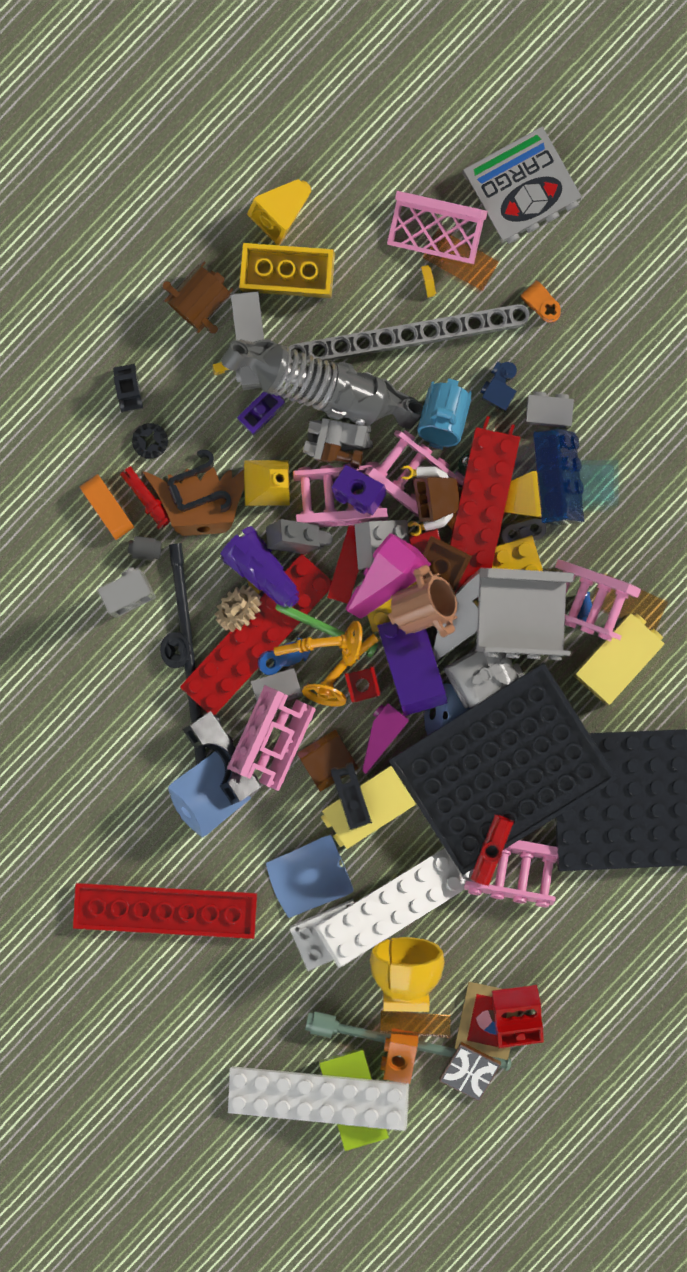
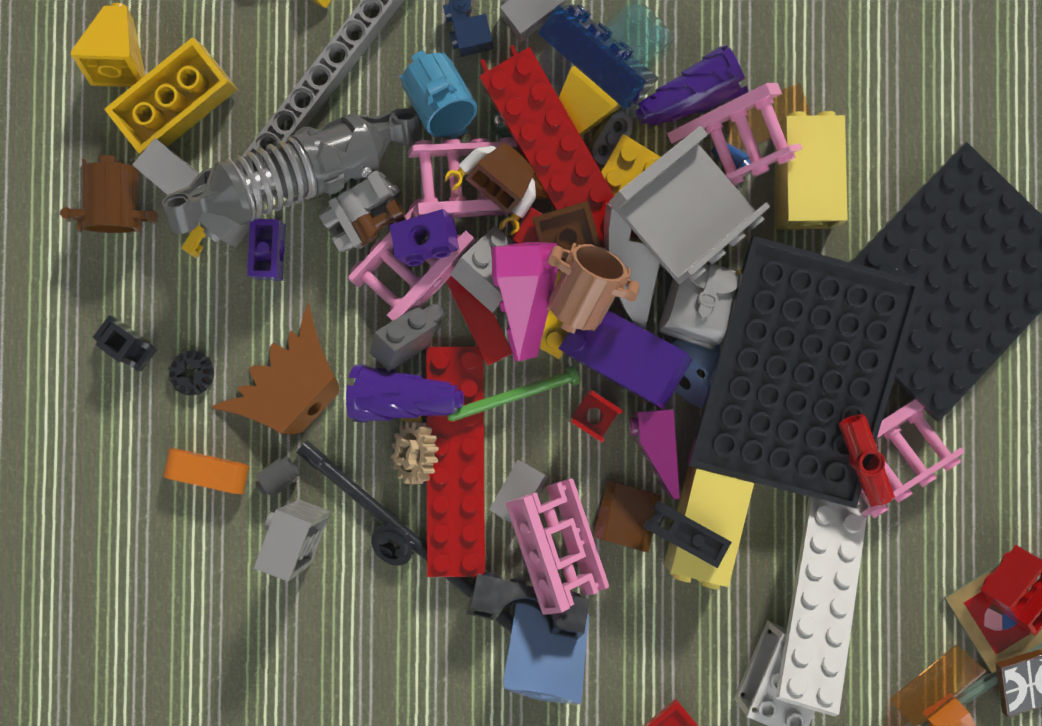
camera: 45 degrees left, 0 degrees up
(153, 506) = (249, 431): red pin -> none
(175, 494) = (262, 354): black piece -> none
(266, 483) = (334, 312): yellow slope -> none
(279, 661) = (499, 455): blue brick -> none
(309, 877) = (711, 638): medium blue piece -> none
(326, 689) = (567, 454): light orange dish -> none
(349, 644) = (542, 392): light orange dish -> none
(408, 974) = (893, 648): yellow plate -> none
(600, 549) = (697, 90): none -> dark purple cone

